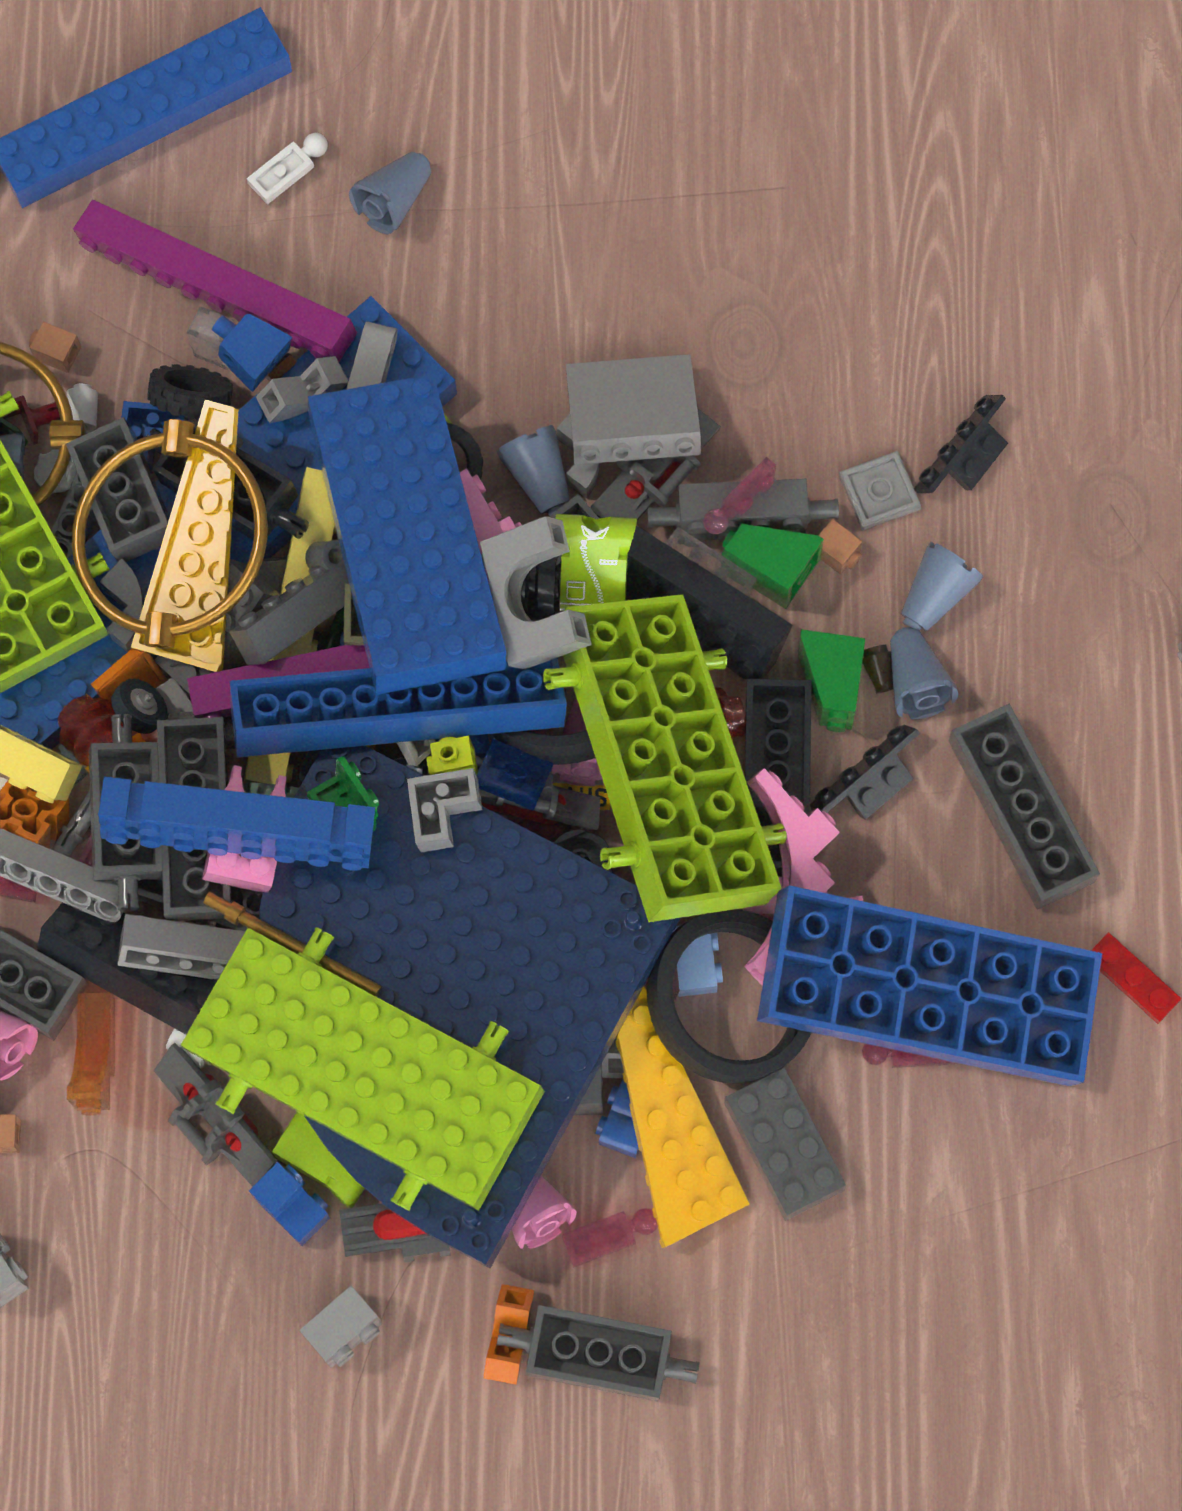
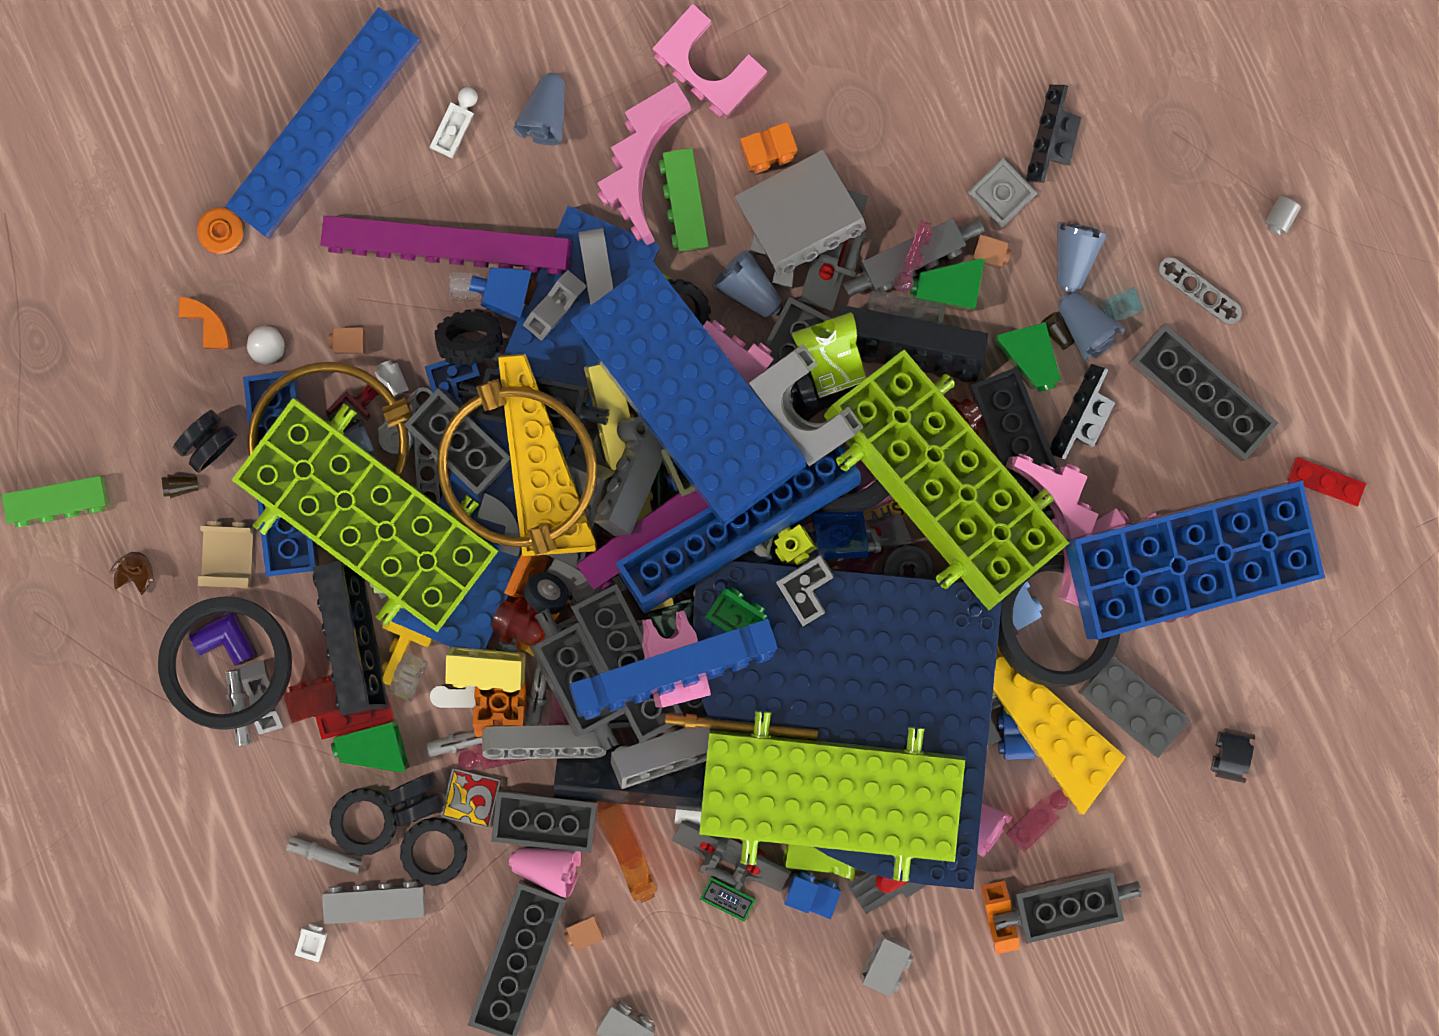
camera: 25 degrees left, 15 degrees up
(187, 1170) = (727, 899): none -> tile
(501, 252) = (647, 125): none -> bright pink arch
(507, 350) = (685, 201): none -> bright green brick
(604, 254) = (723, 94): none -> bright pink arch
(628, 326) = (768, 147): none -> orange brick
(882, 1254) = (1233, 755): none -> black brick
(975, 661) = (1129, 299): none -> clear light blue brick
(1071, 691) = (1197, 294): none -> light grey beam

